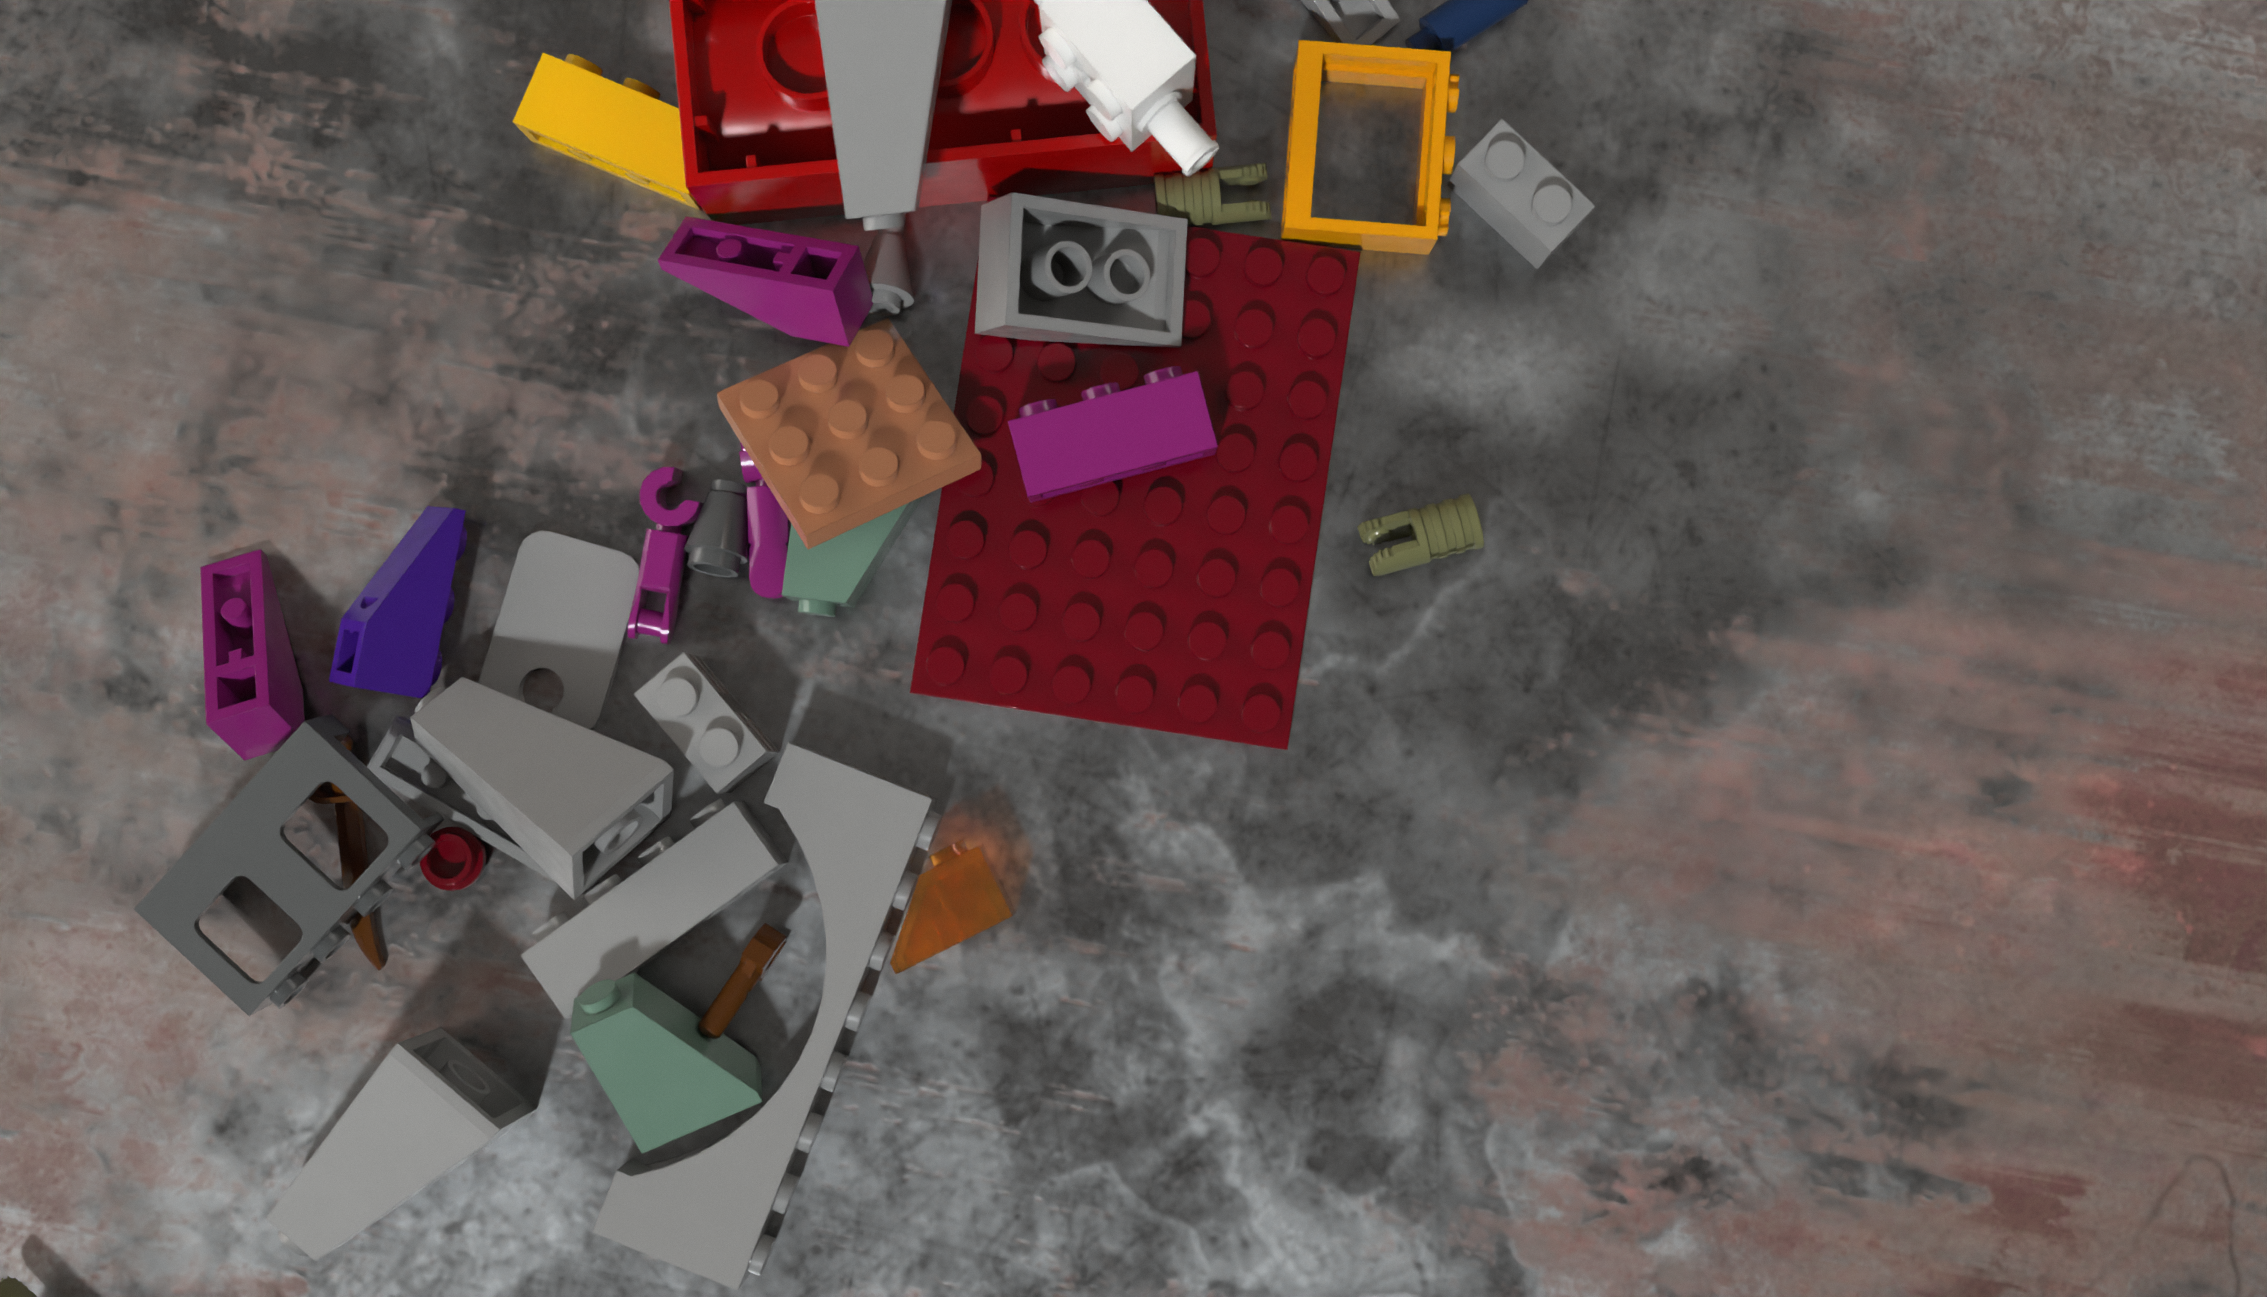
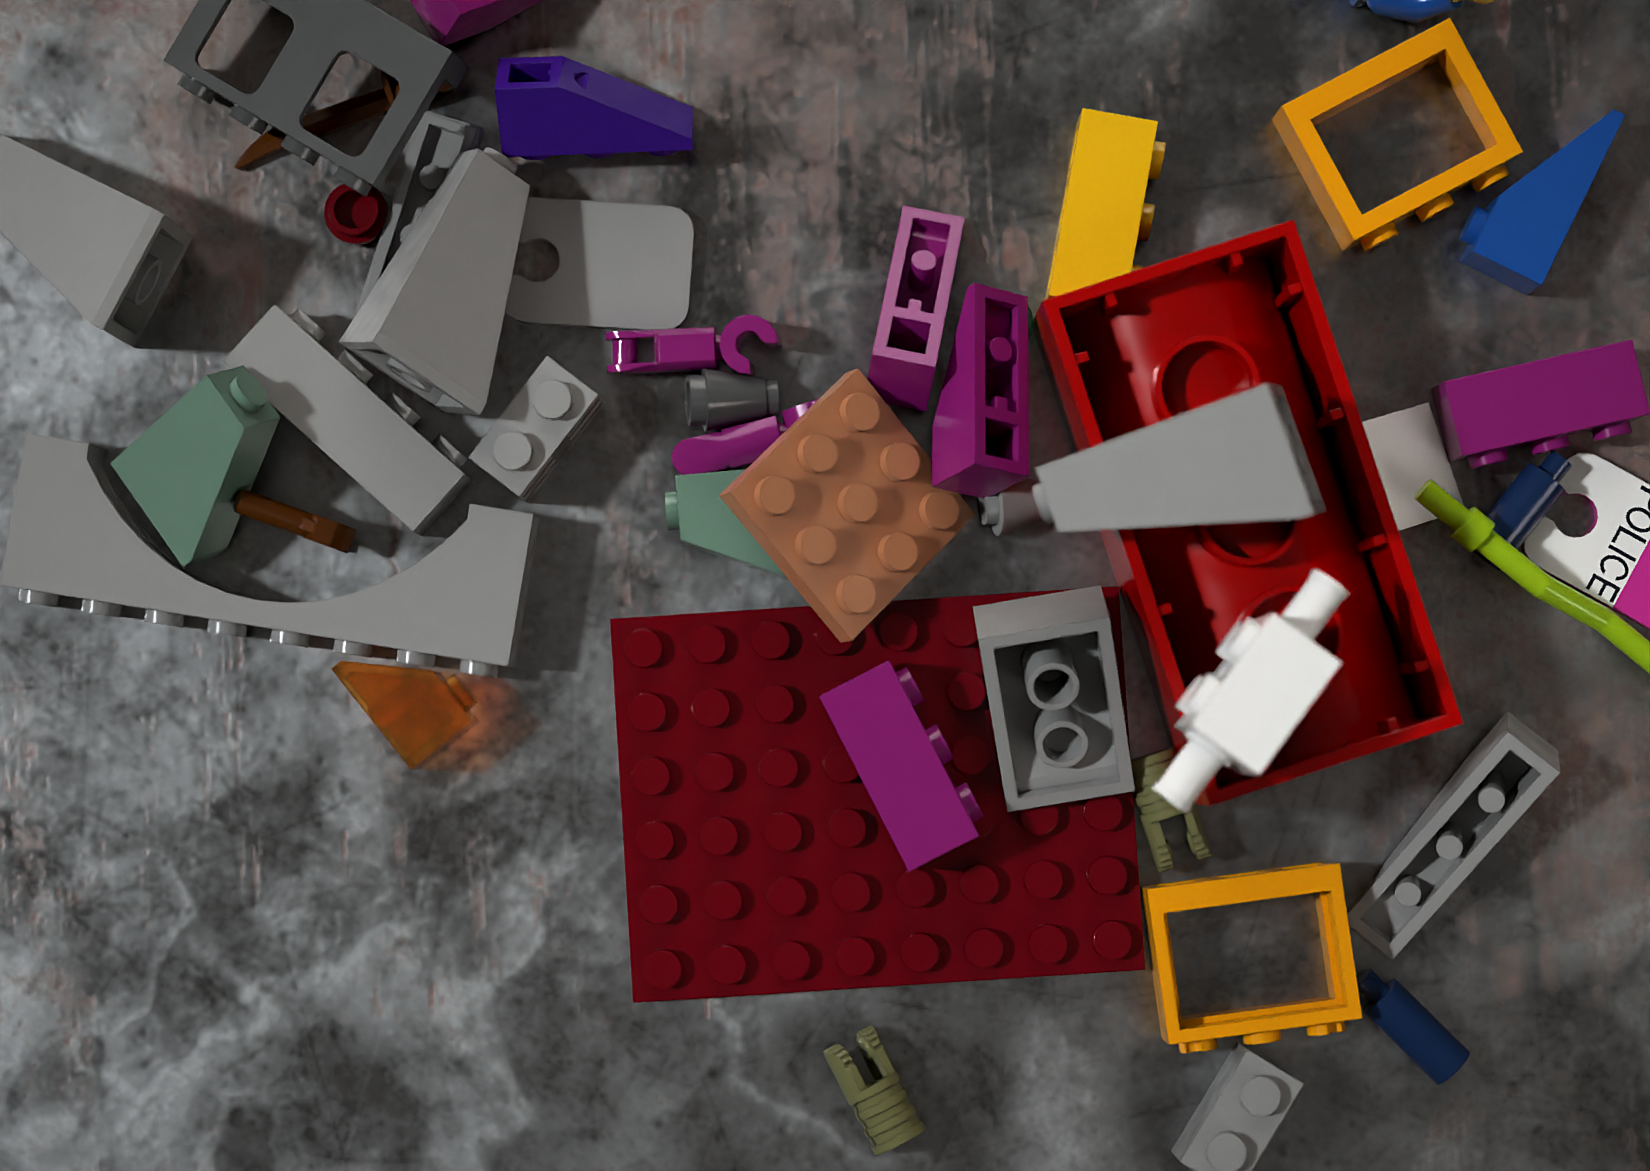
camera: 80 degrees right, 0 degrees up
(673, 329) = (915, 307): none -> magenta slope

